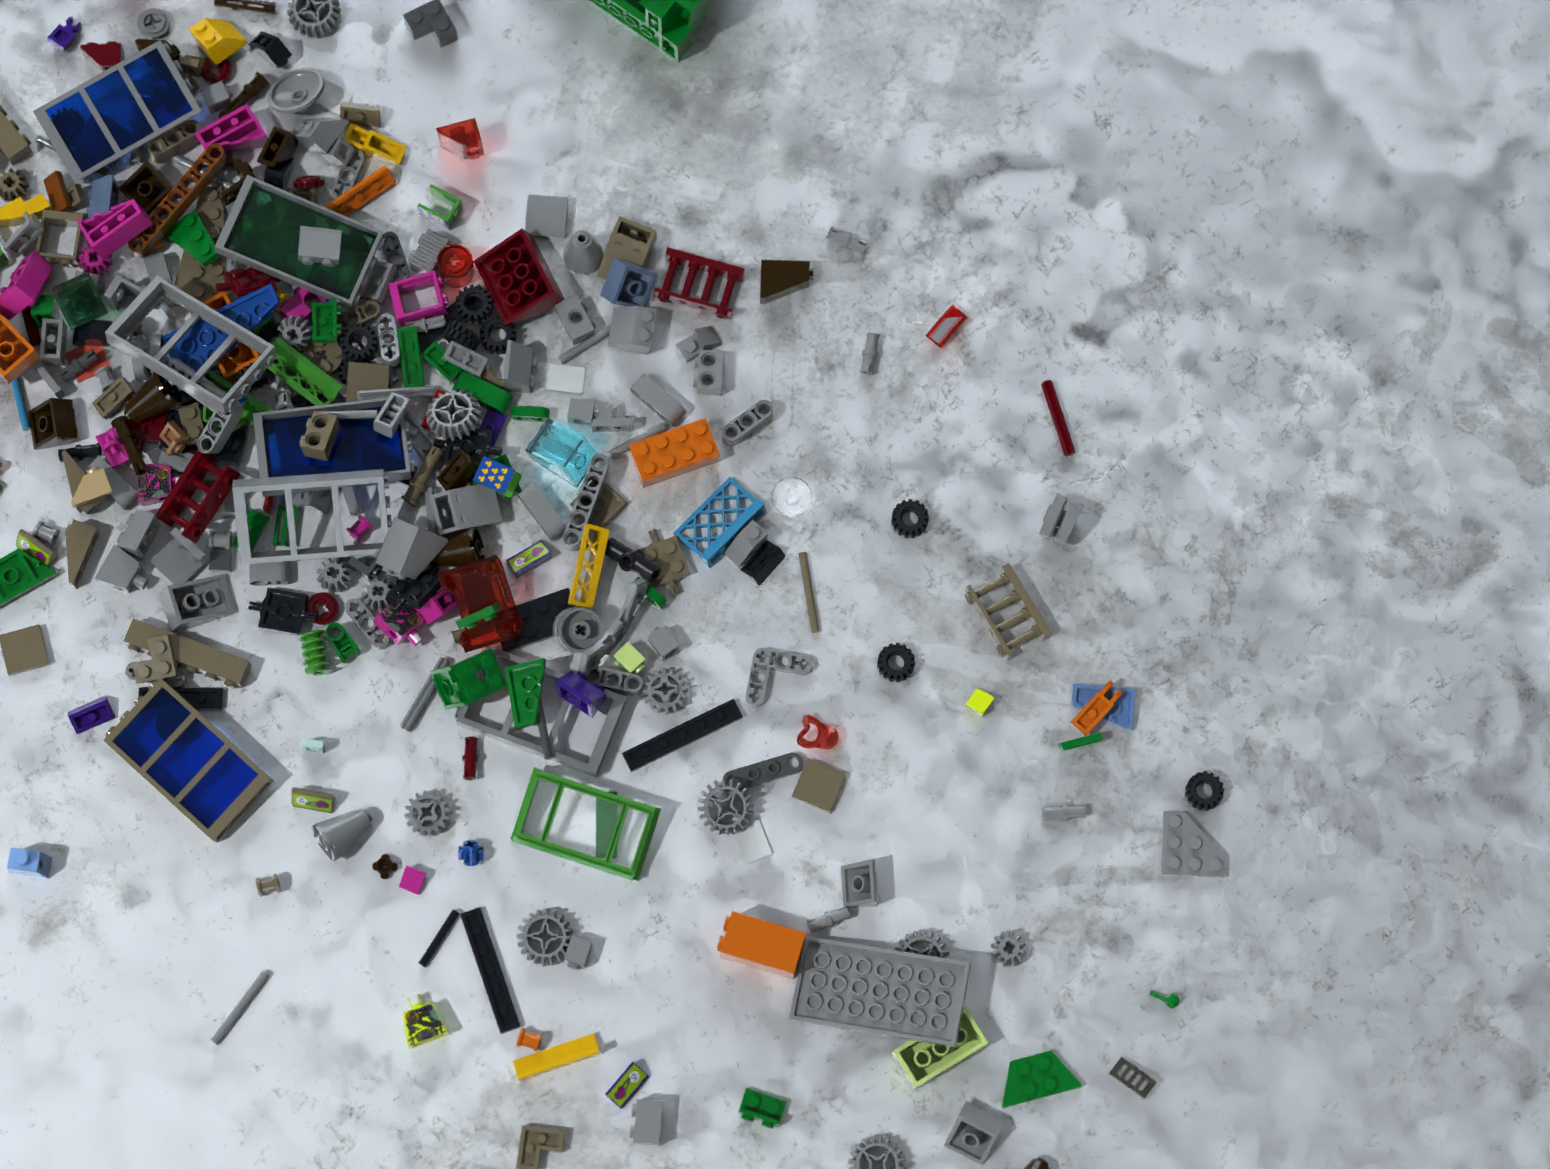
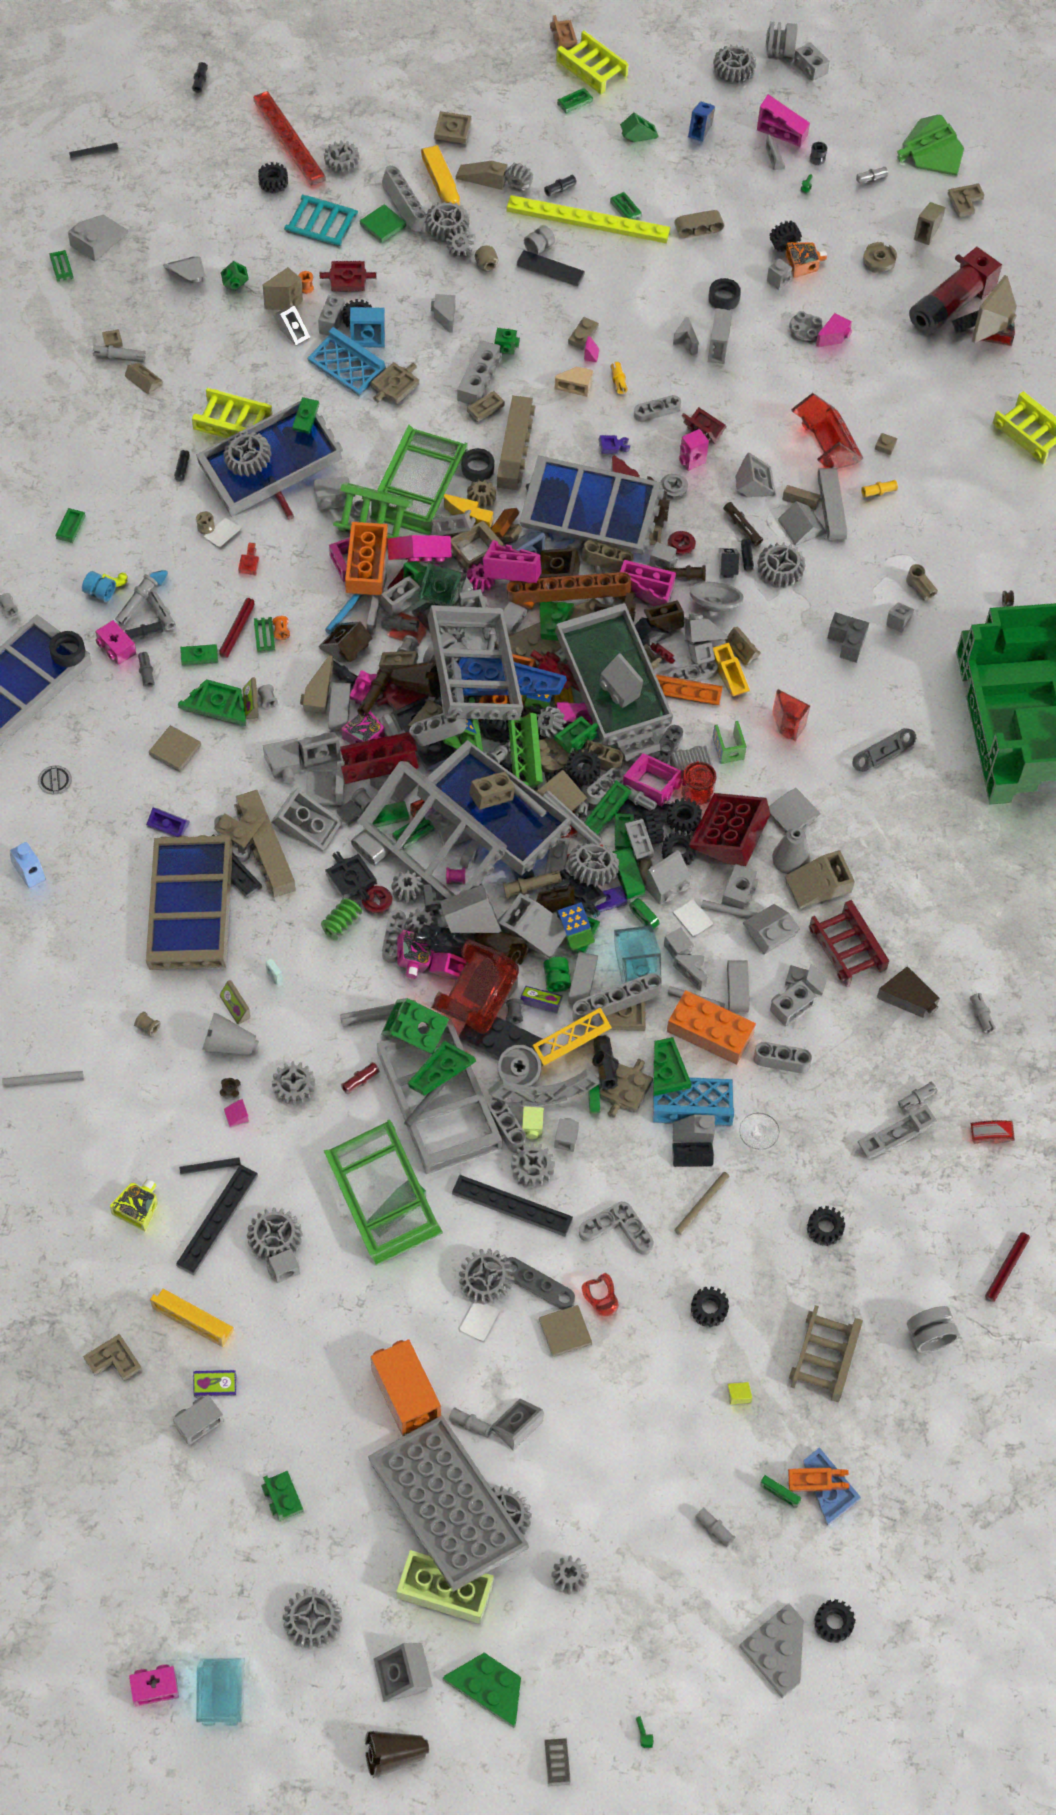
camera: 50 degrees right, 15 degrees down
(79, 546) = (276, 722): dark tan slope -> none
(92, 487) = (321, 691): tan slope -> none
(174, 438) = (405, 713): medium nougat bracket -> none
(191, 65) = (668, 524): dark tan bracket -> none
(217, 38) = (702, 524): yellow slope -> none
(276, 28) = (747, 554): none -> black axle
(333, 96) = (736, 618): white sticker -> none
(343, 645) = (364, 932): green piece -> none
(386, 426) = (540, 819): light grey slope -> none
(470, 853) = (290, 1133): blue gear -> none
(471, 620) = (469, 993): green plate -> none
(521, 528) = (557, 974): none -> green wheel
(522, 589) = (514, 1011): none -> dark grey bush
(529, 1039) = (188, 1286): orange bush -> none
(558, 95) = (884, 749): none -> dark grey plate
(581, 693) = (473, 1101): dark purple slope -> none
(628, 284) = (799, 897): sand blue slope -> none
(679, 516) = (669, 1068): none -> green wing
(885, 396) = (898, 1133): none -> light grey slope

